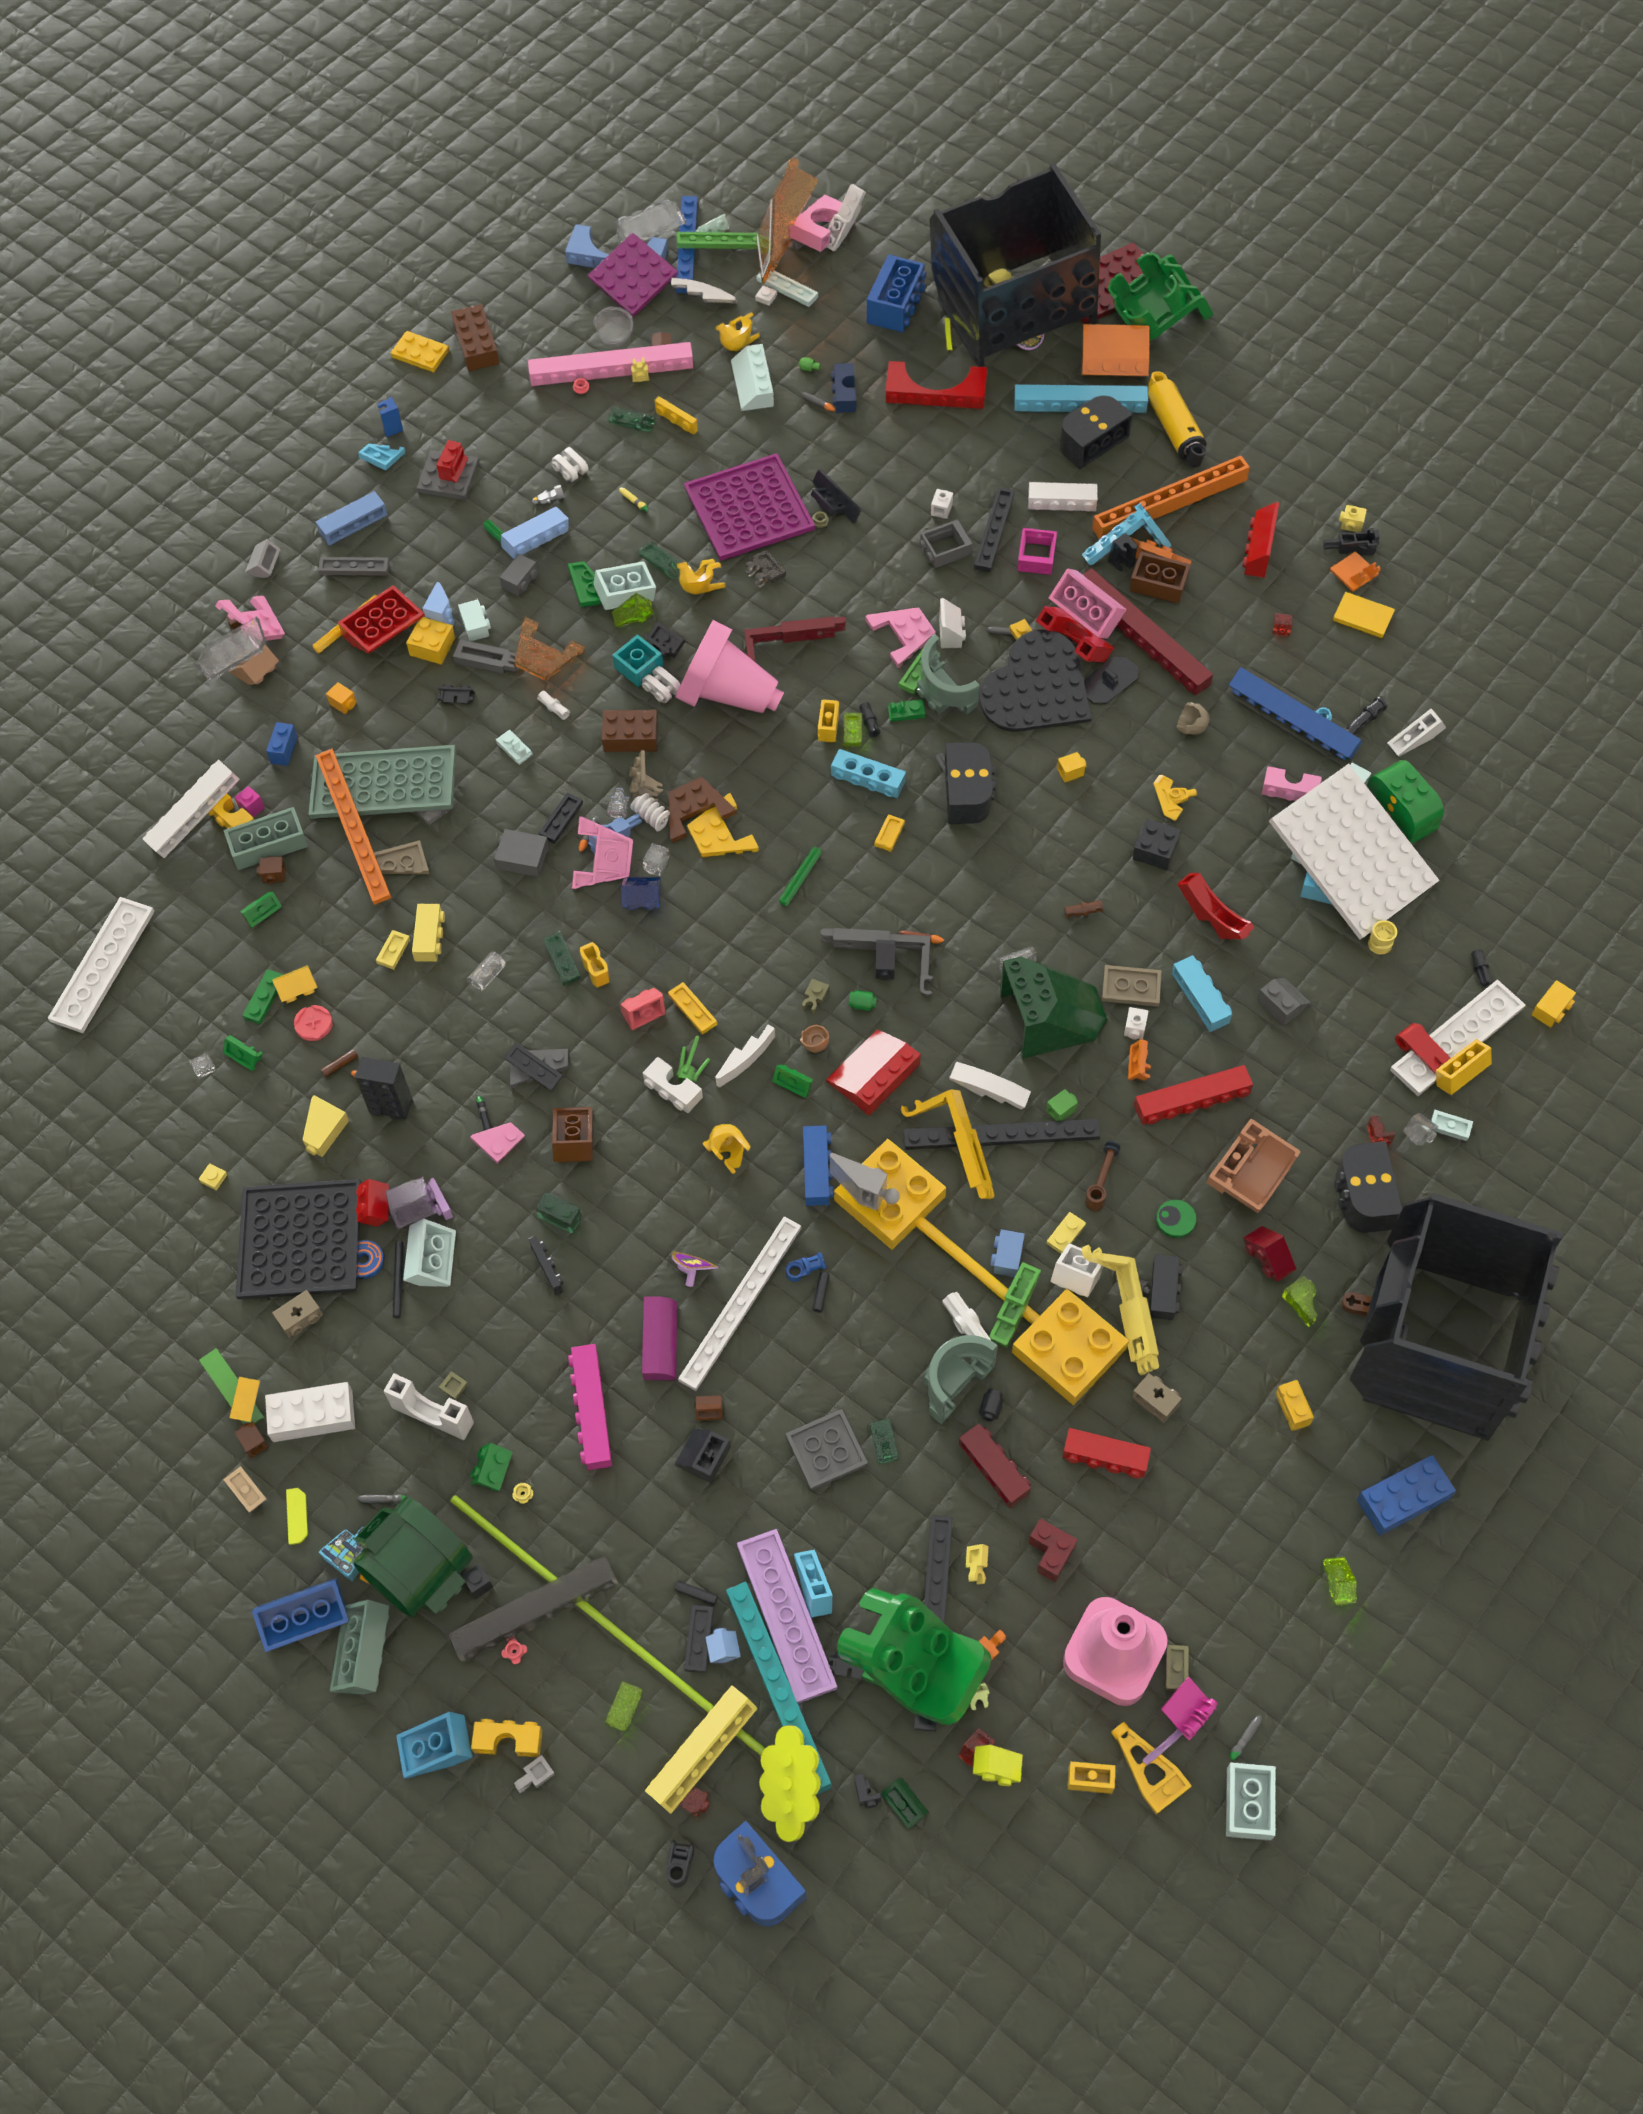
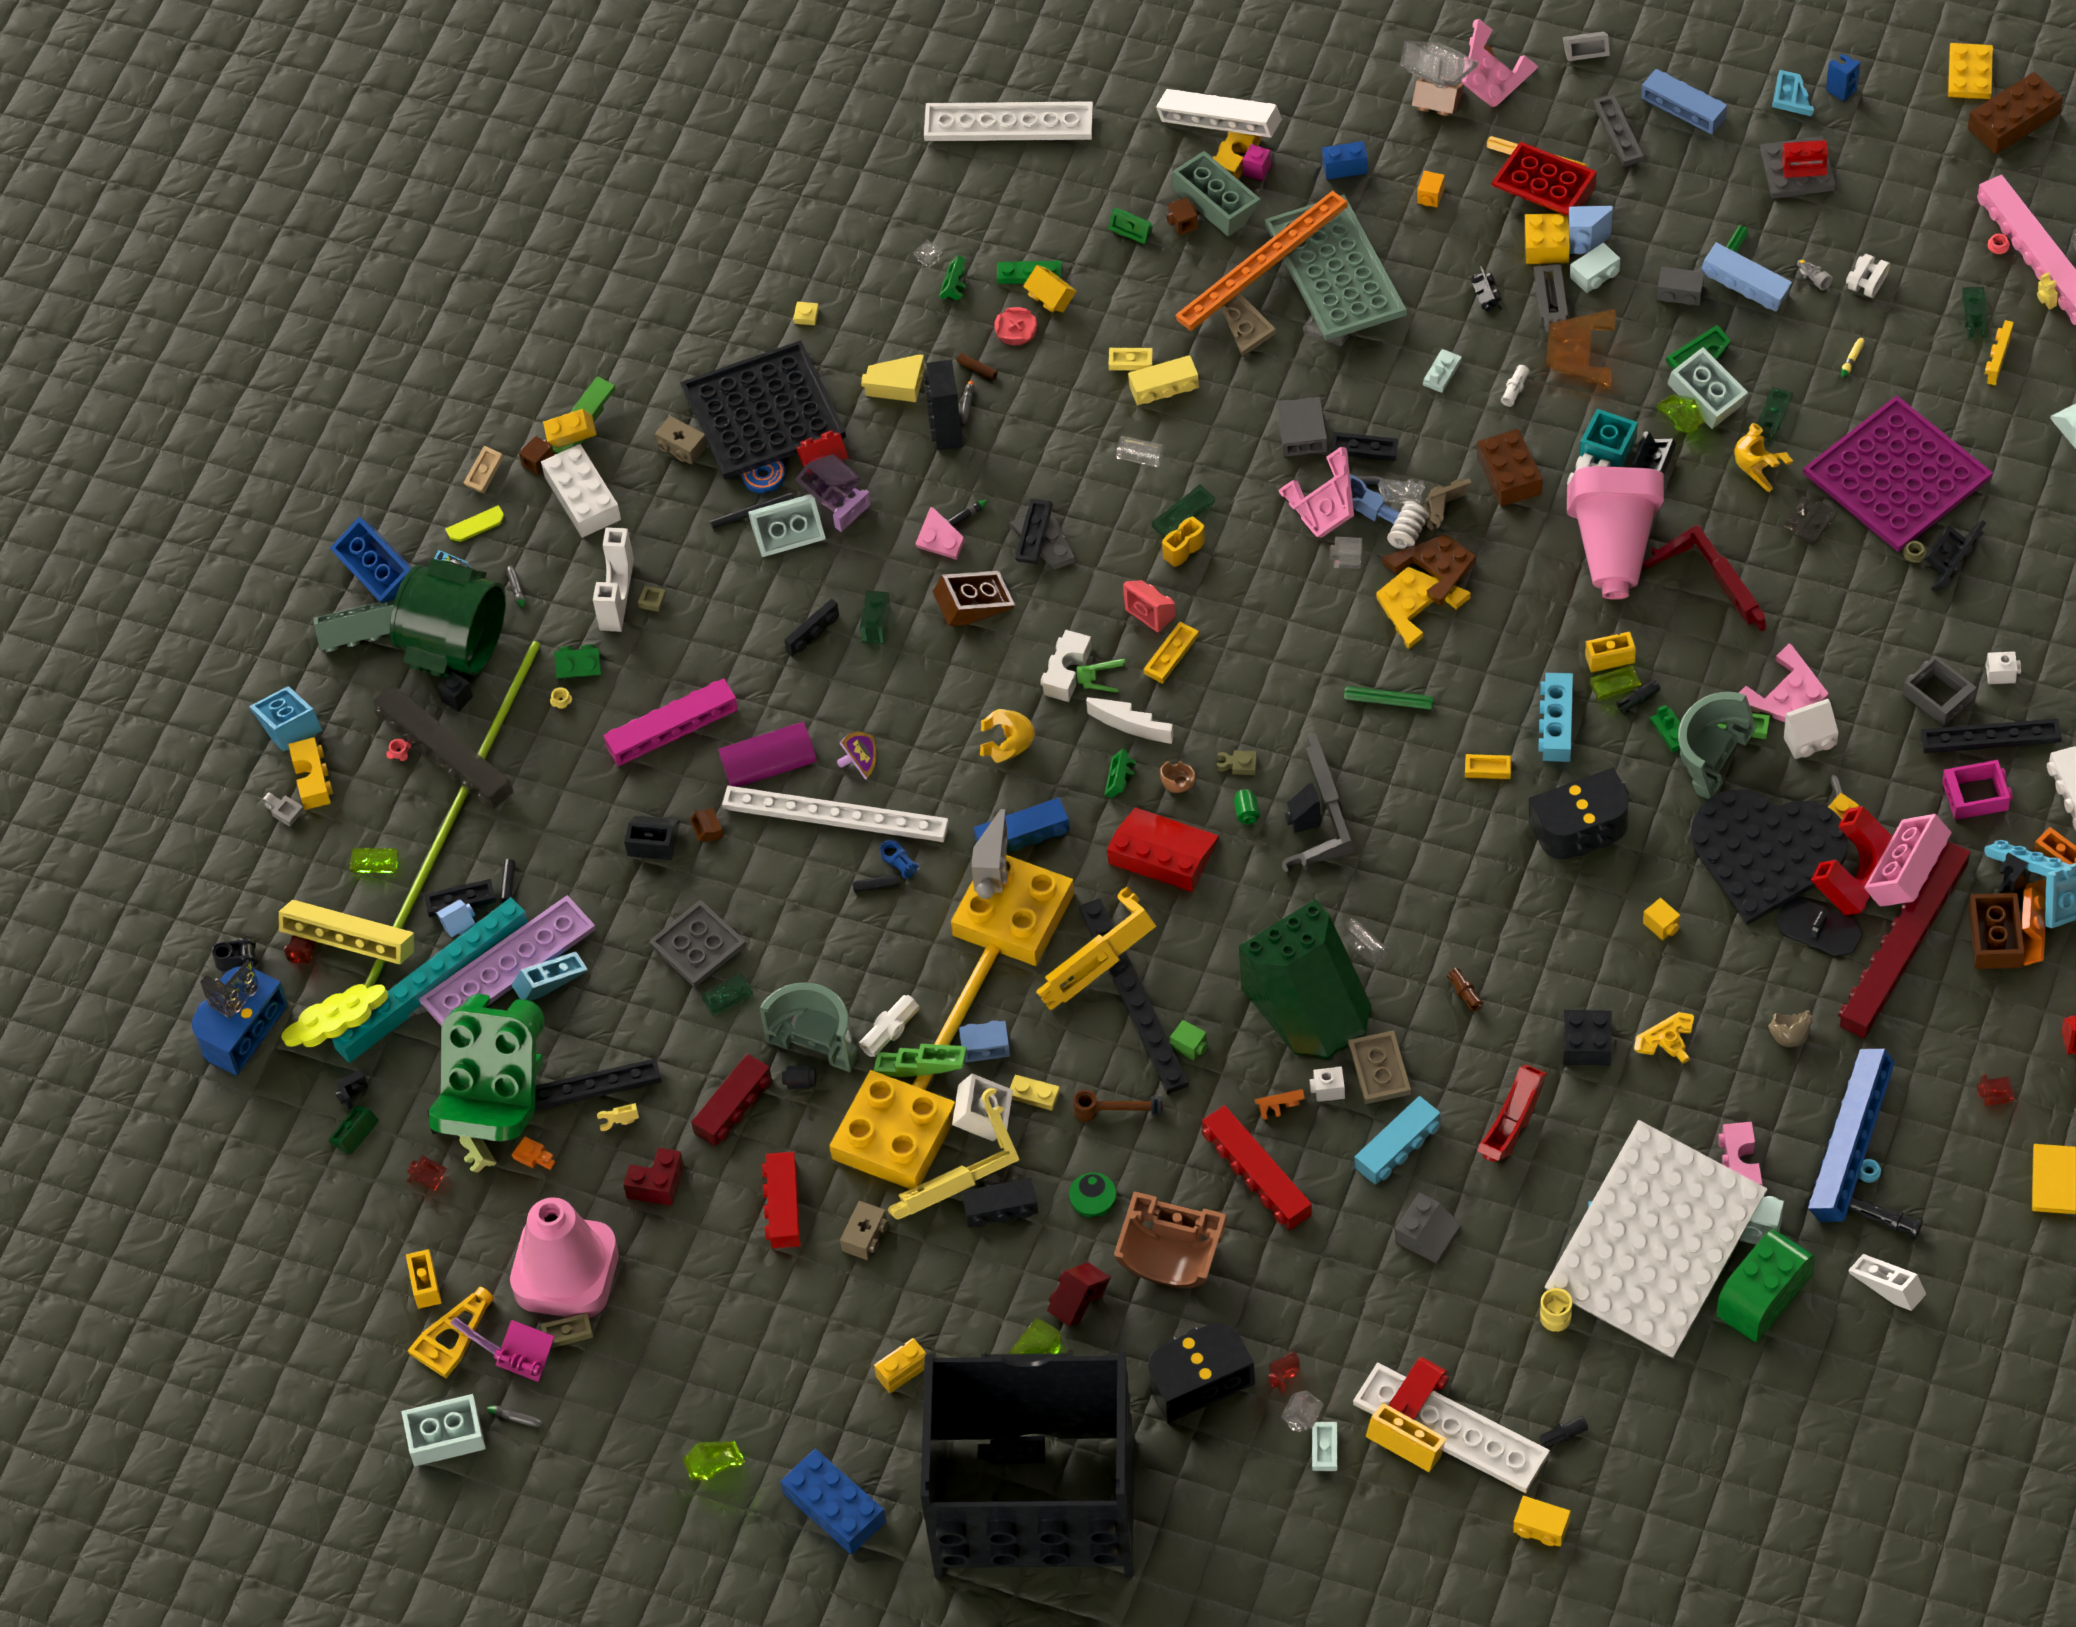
camera: 75 degrees right, 5 degrees down
(641, 892) = (1299, 553): clear blue slope -> none
(934, 938) = (1359, 841): piece -> none
(989, 1084) = (1187, 962): white slope -> none
(997, 1764) = (409, 1189): neon yellow brick -> none

